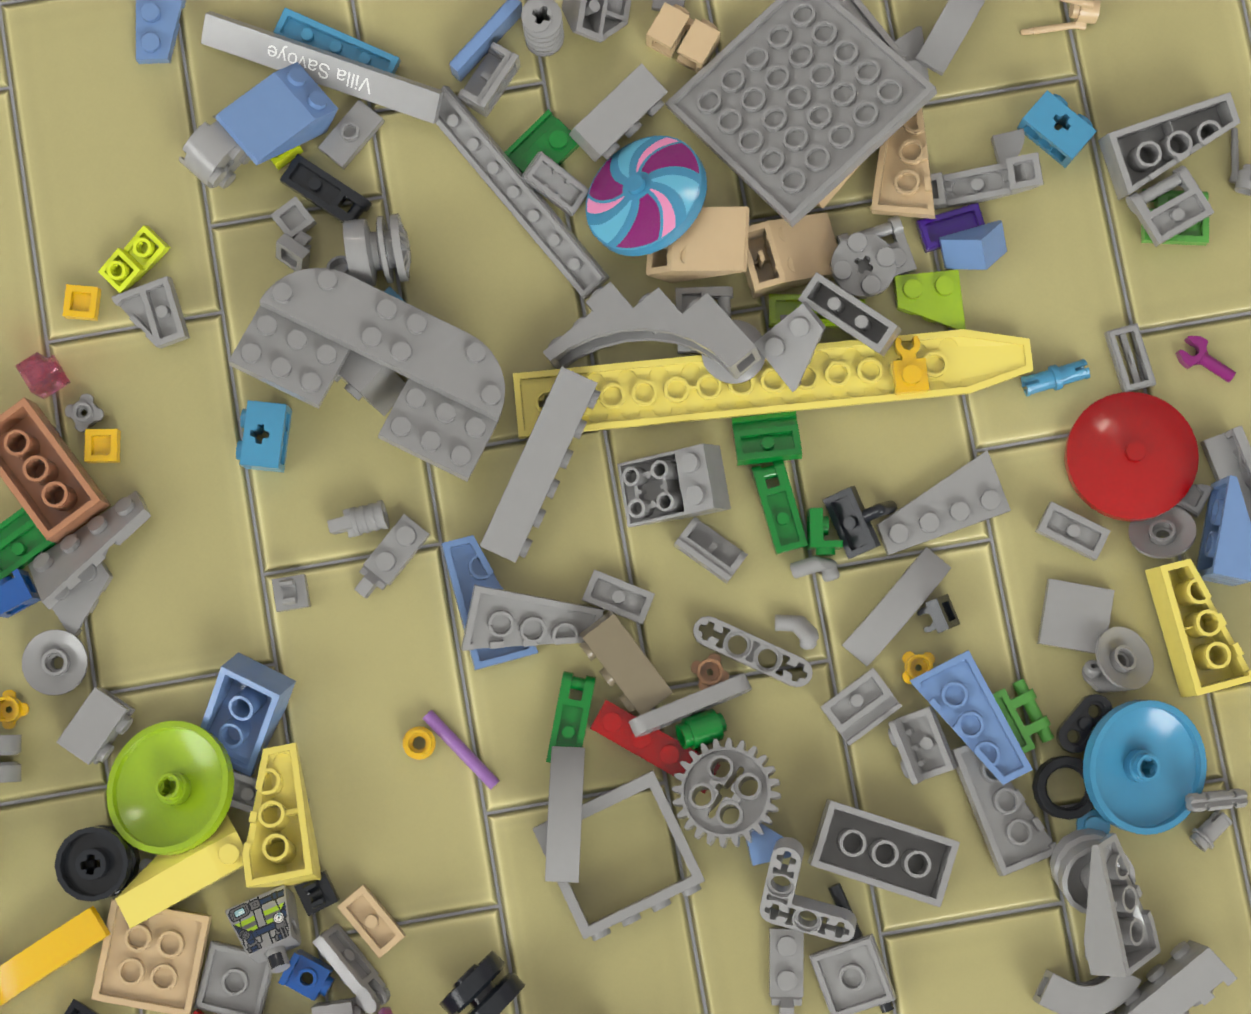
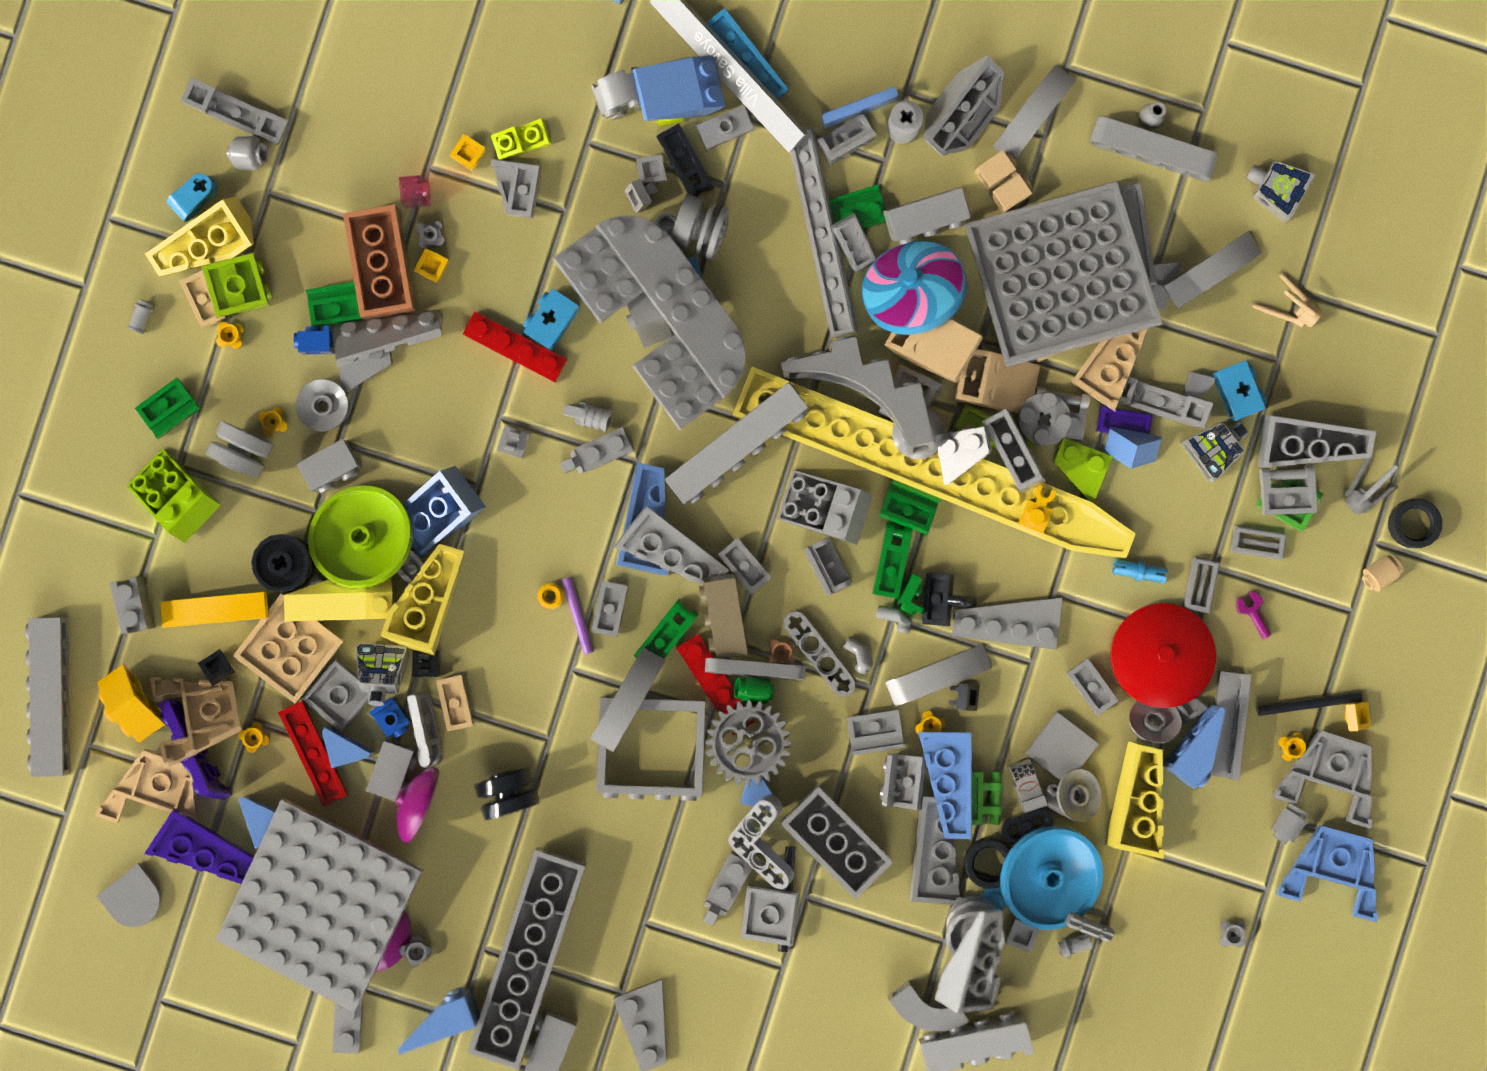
camera: 20 degrees right, 5 degrees up
(240, 488) = (514, 347): none -> red plate
(492, 723) = (609, 608): none -> light grey plate
(1061, 678) = (1027, 786): none -> light grey leg
(1065, 203) = (1215, 448): none -> torso
(1141, 289) = (1236, 539): none -> light grey tile
(1146, 850) = (1021, 935): none -> light grey plate

